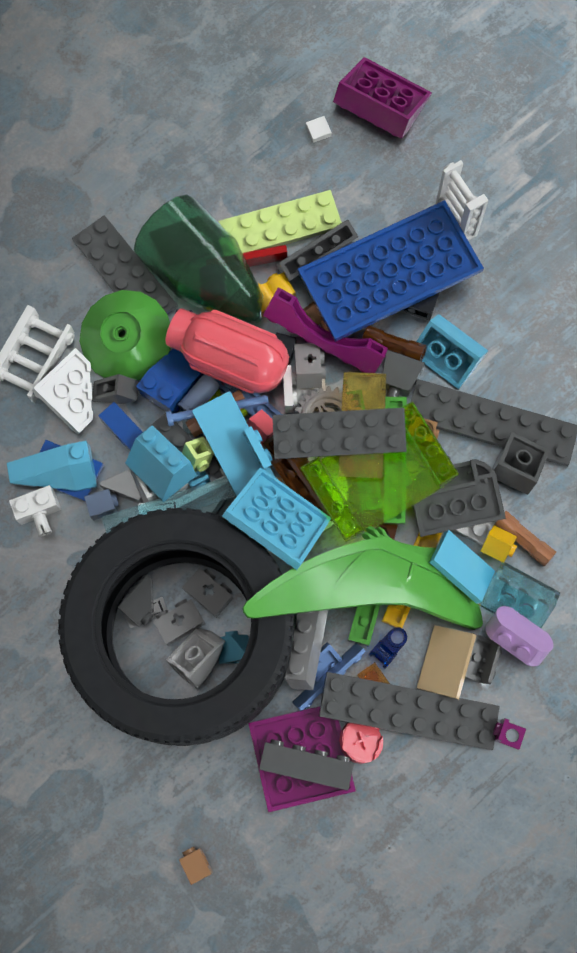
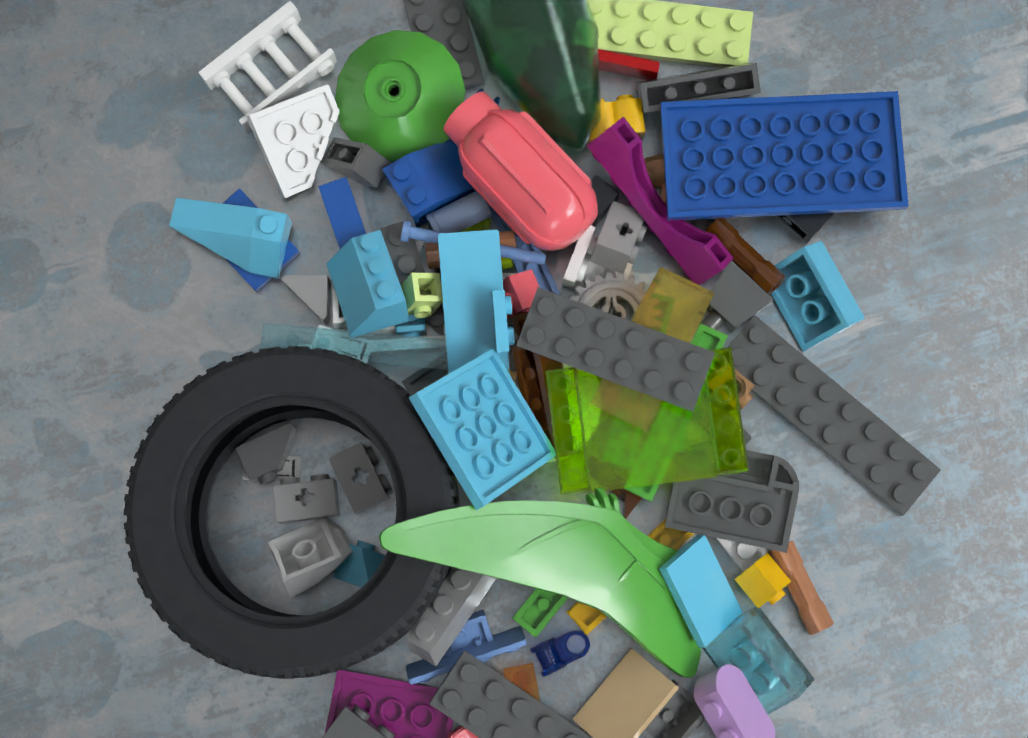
camera: 20 degrees right, 5 degrees up
(35, 508) = (188, 271): white brick -> none
(101, 504) = (273, 304): sand blue brick -> none
(463, 204) = (920, 115): white fence -> none
(520, 463) = (839, 486): dark grey slope -> none

